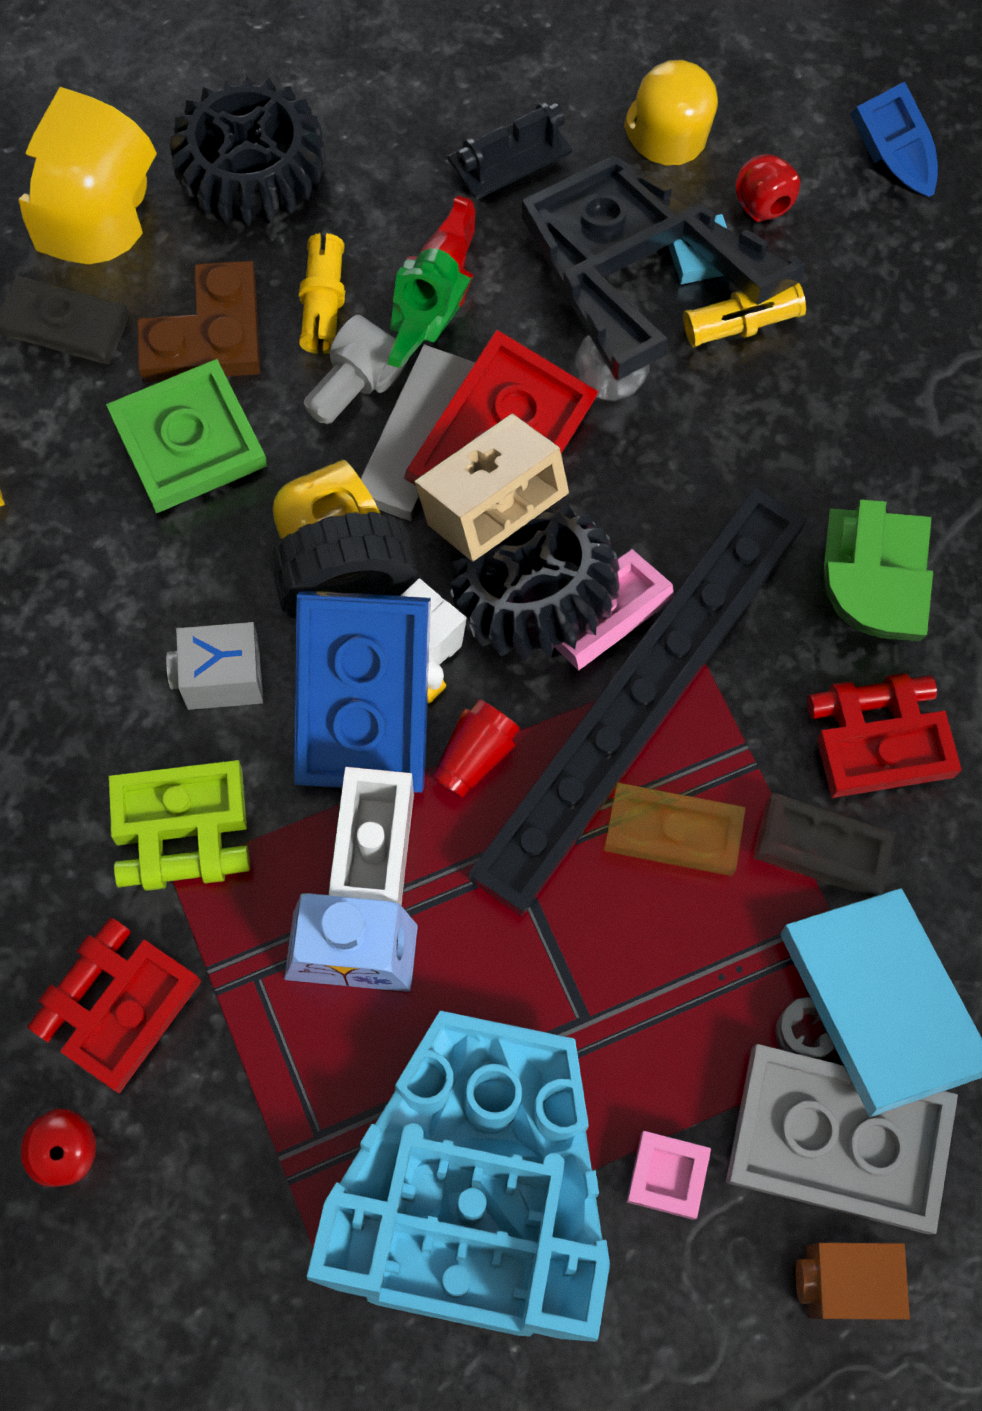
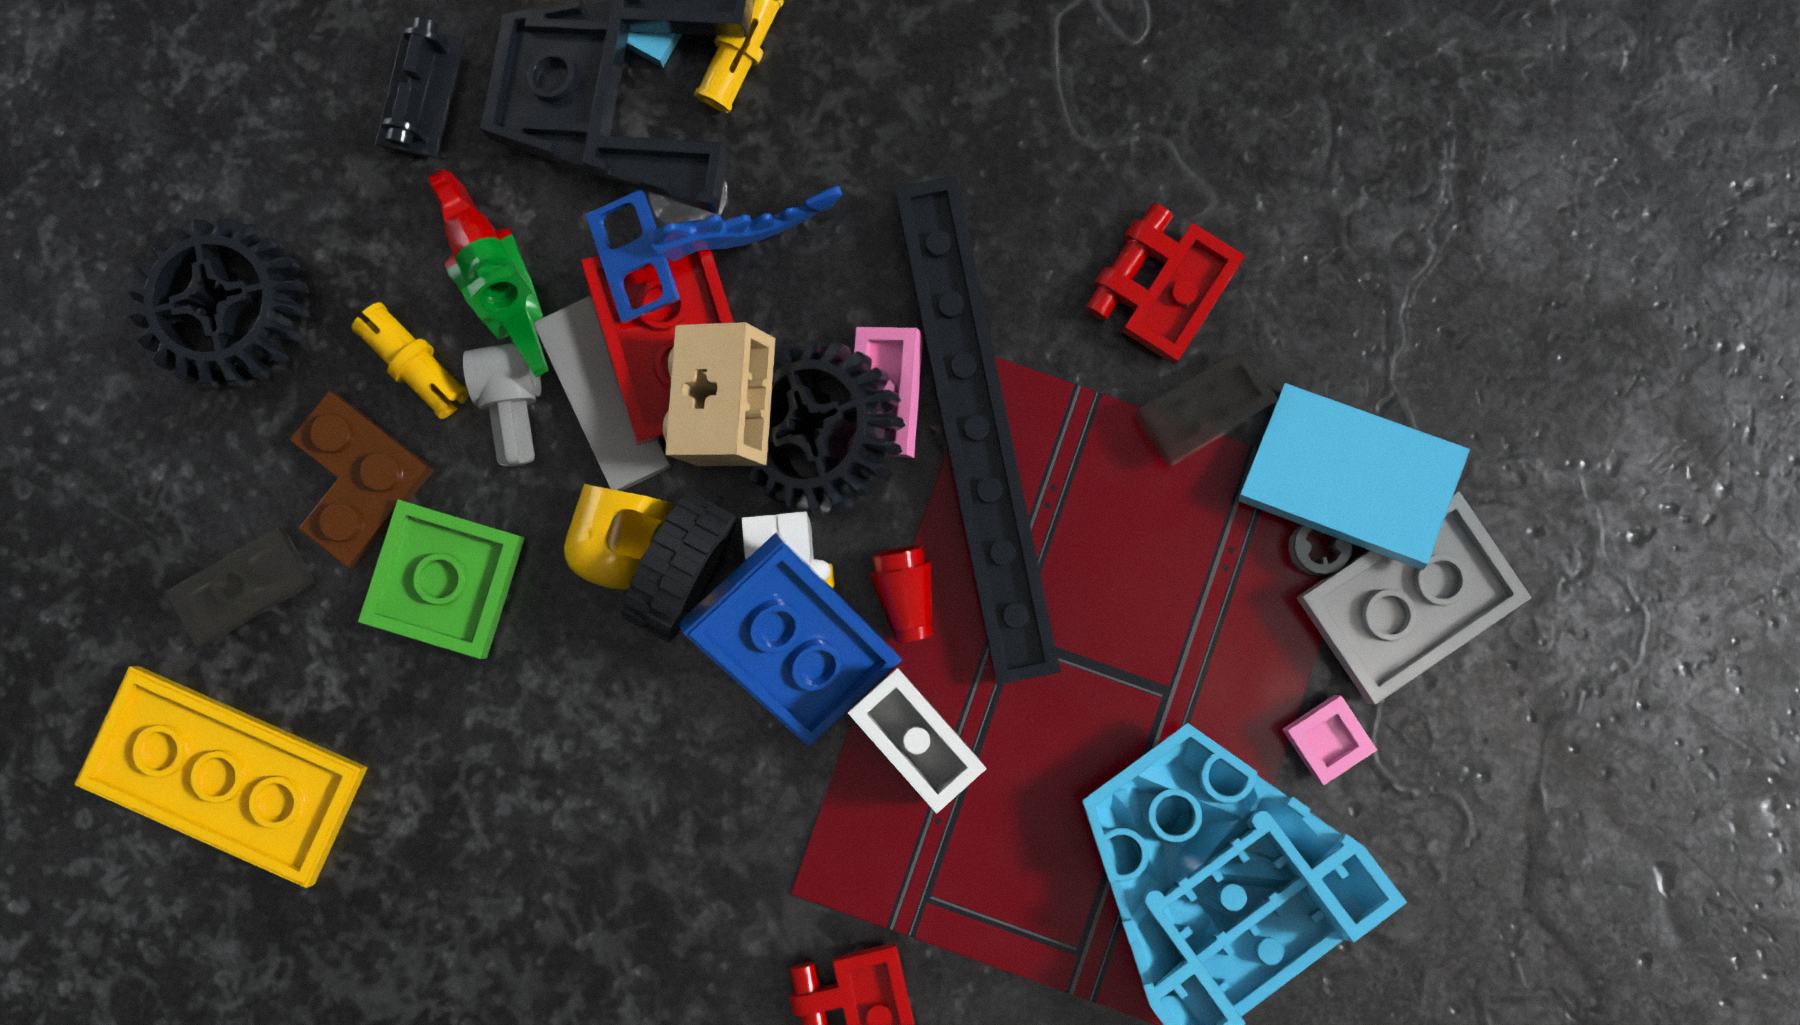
camera: 45 degrees left, 15 degrees up
(85, 180) = (131, 466): yellow brick -> none
(177, 805) = (747, 848): lime plate -> none
(216, 666) = (663, 725): light grey brick -> none
(351, 943) = (976, 821): light blue torso -> none
(595, 386) = (681, 239): none -> blue piece
(675, 829) = (1097, 503): clear yellow plate -> none
(854, 1281) = (1510, 682): dark orange brick -> none
(879, 570) = (1052, 168): bright green brick -> none

